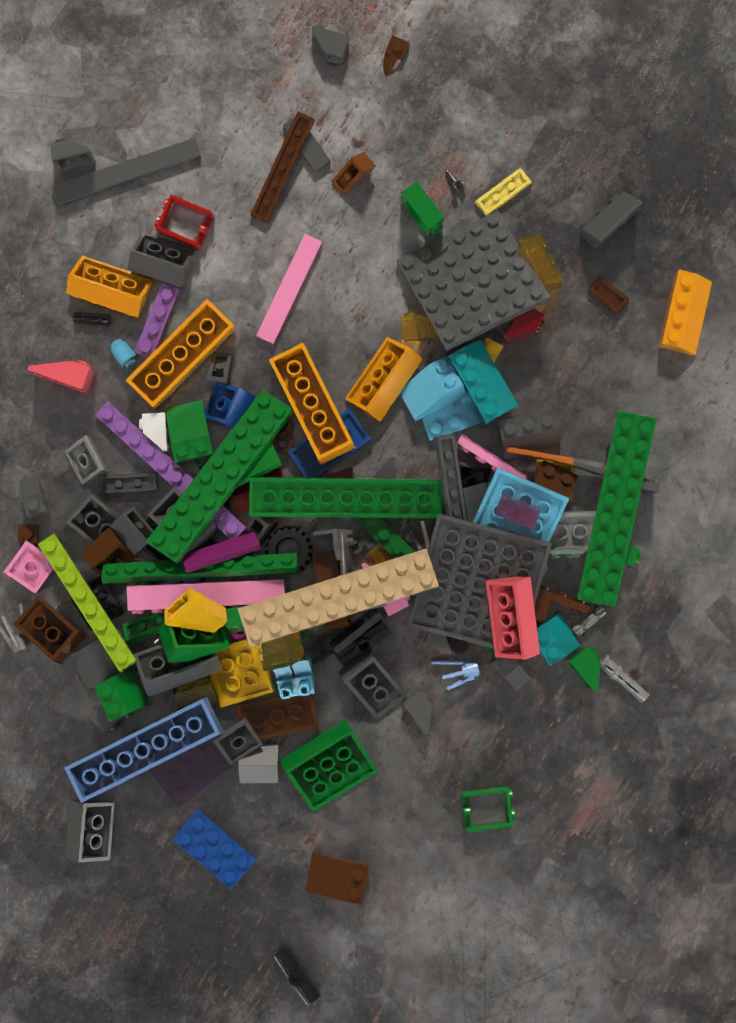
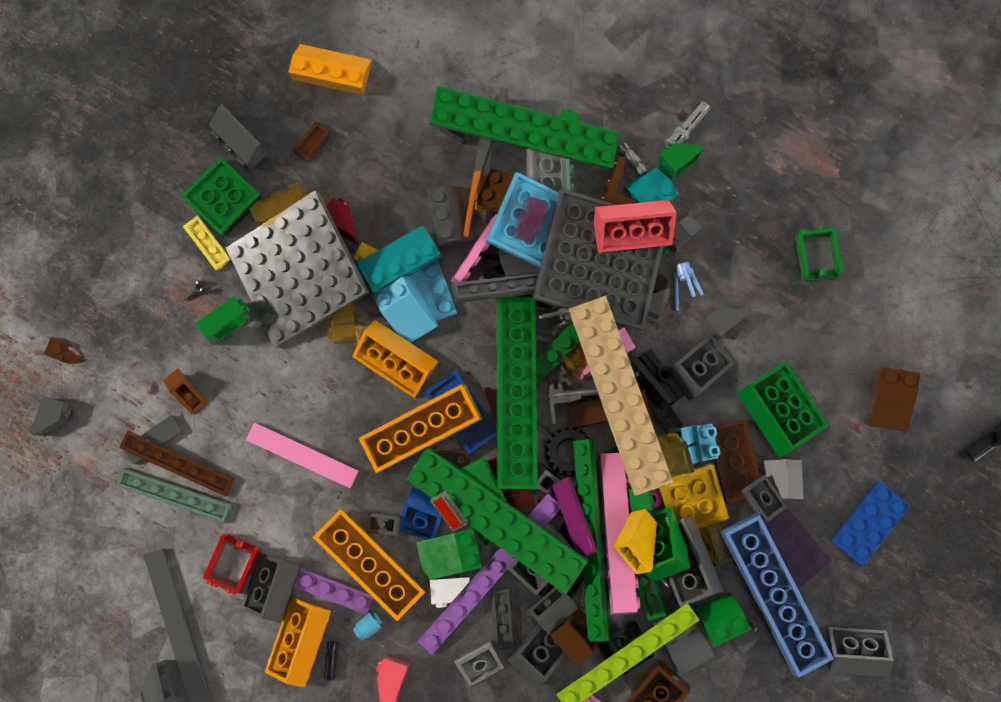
camera: 90 degrees left, 5 degrees down
(229, 430) = (449, 511): none -> tile
(252, 165) = (174, 495): none -> sand green tile
(551, 204) = (221, 196): none -> green plate

